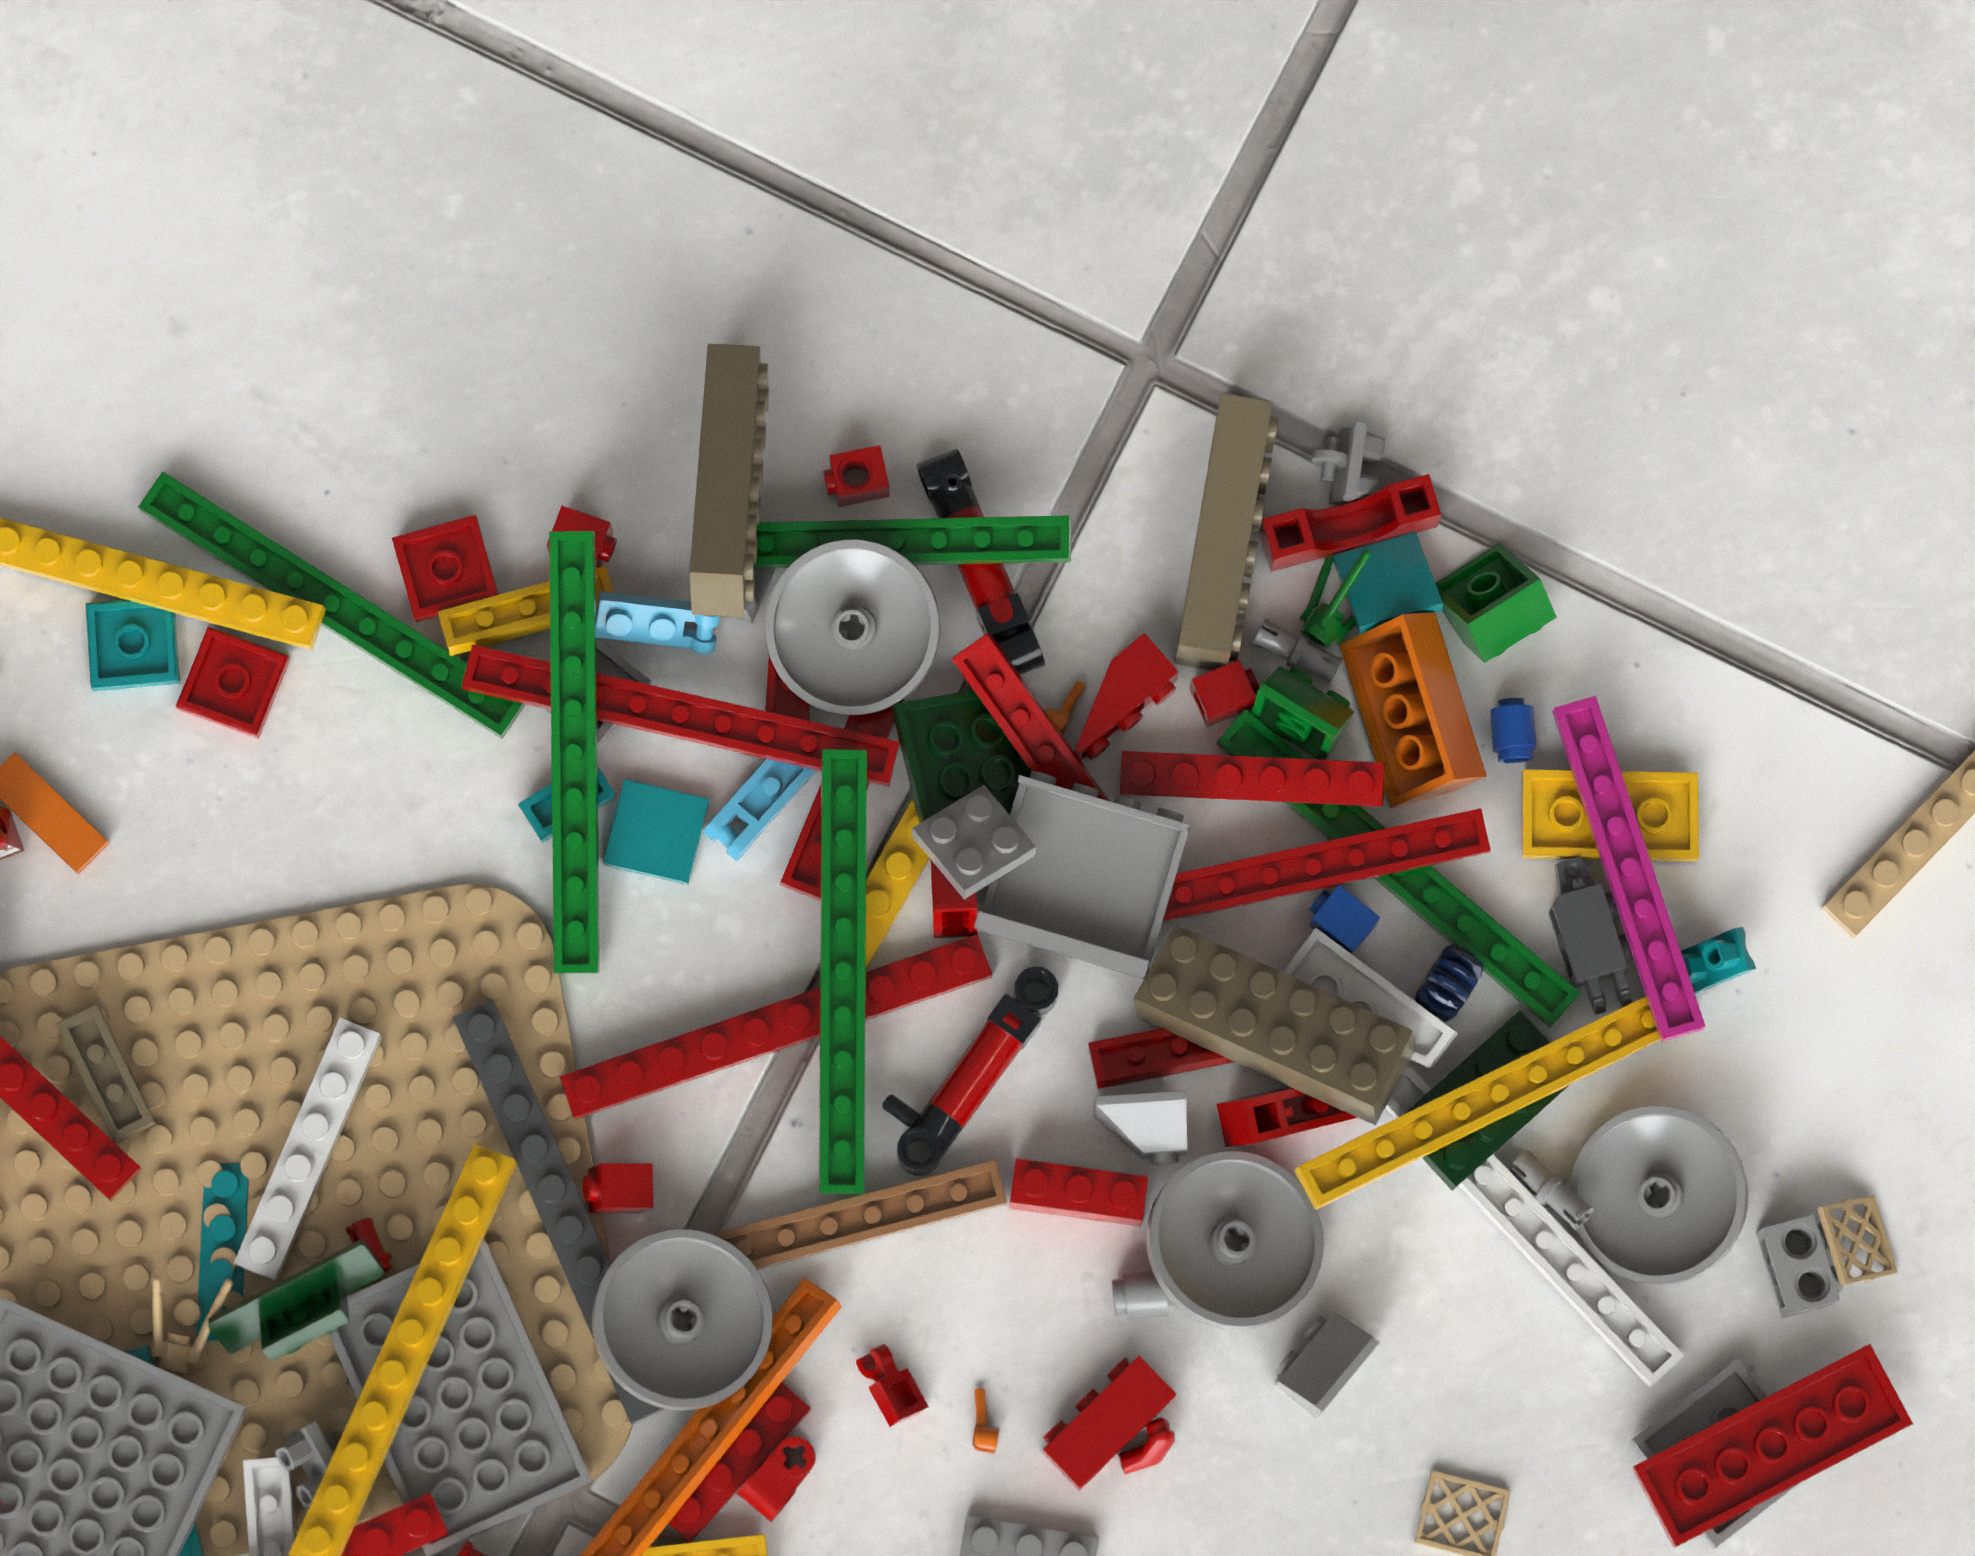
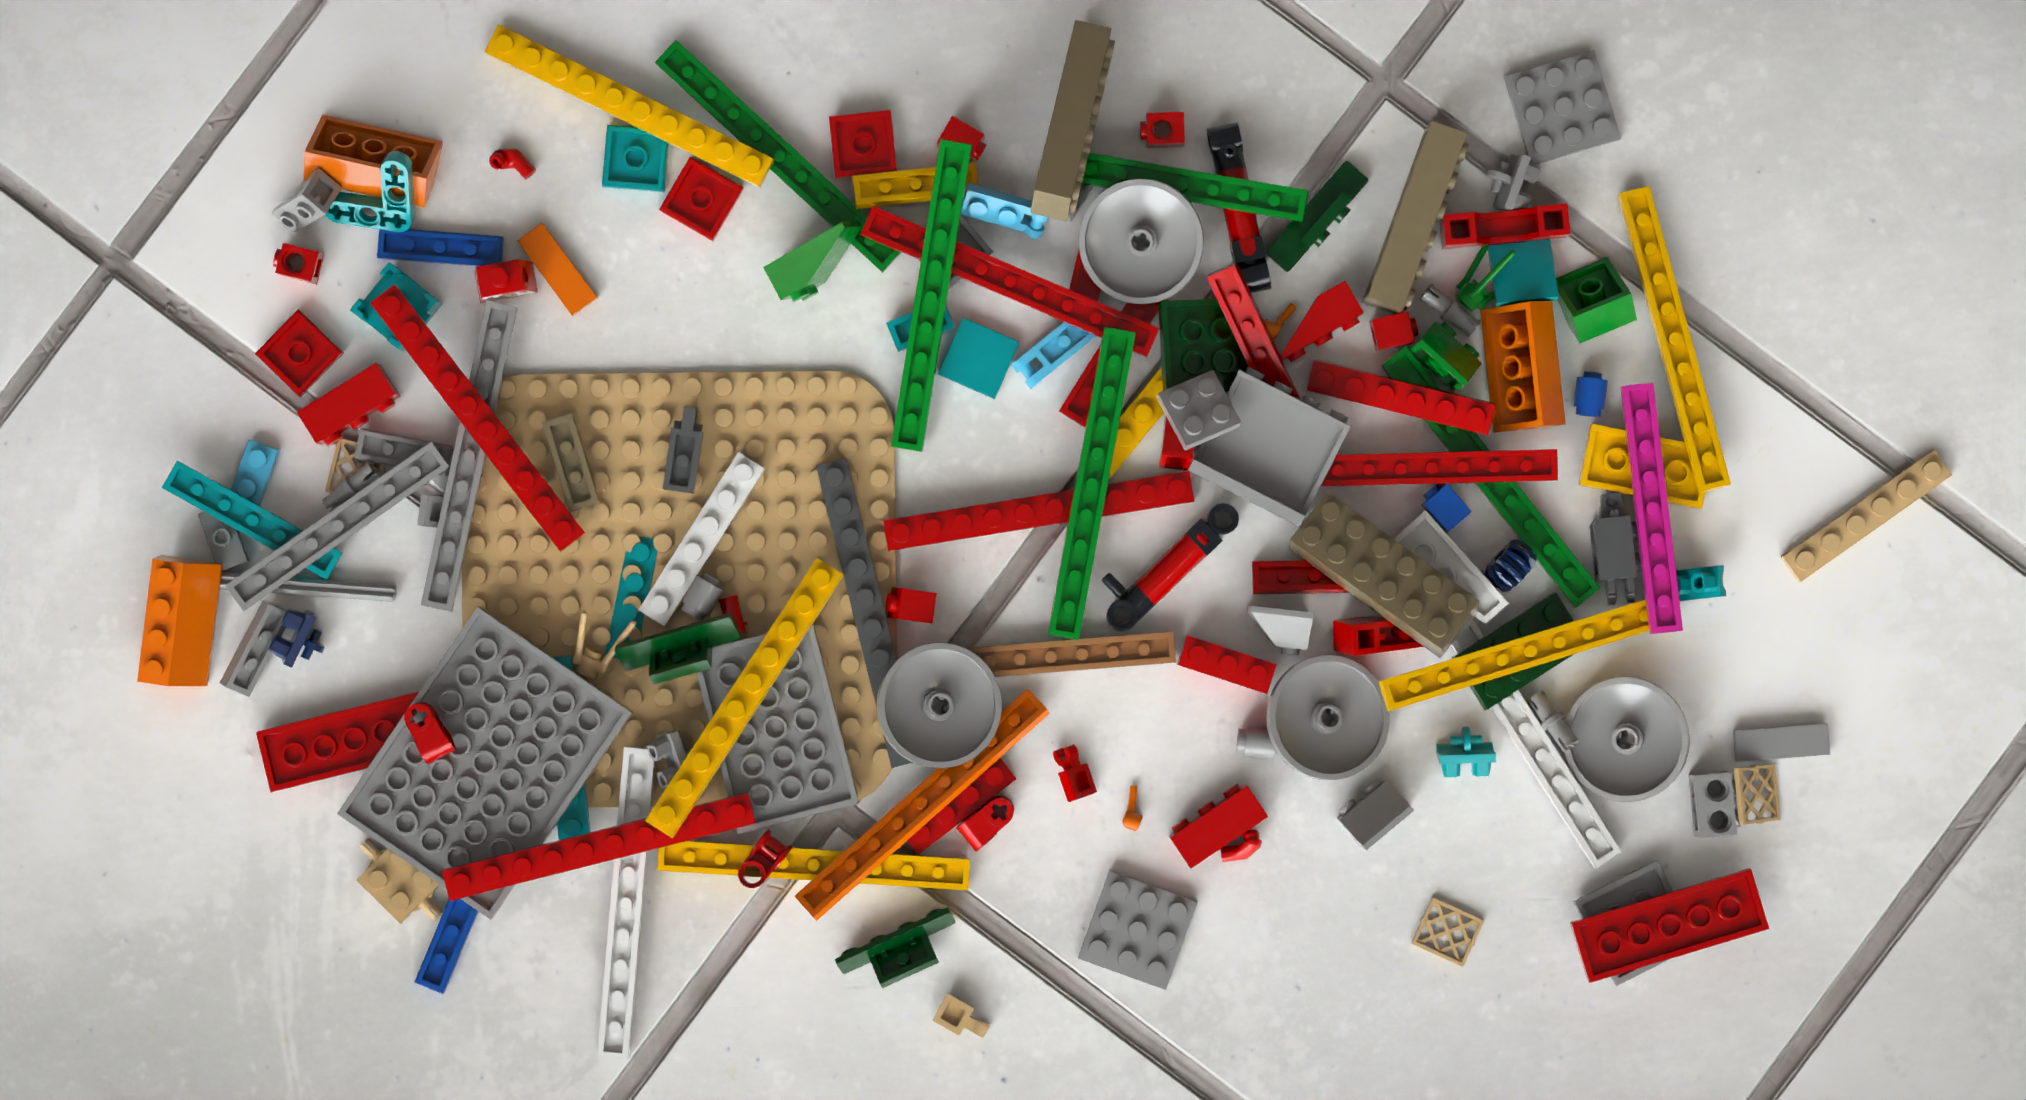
camera: 15 degrees right, 10 degrees up
(263, 1032) = (684, 453): none -> dark grey hinge
(321, 1227) = (702, 596): none -> light grey brick
(401, 734) = (811, 264): none -> green slope
(1092, 553) = (1324, 208): none -> dark green bracket
(1398, 354) = (1562, 107): none -> light grey plate
(1457, 1255) = (1466, 749): none -> teal hips
(1613, 636) = (1674, 339): none -> yellow plate
(1876, 1163) = (1781, 742): none -> light grey tile

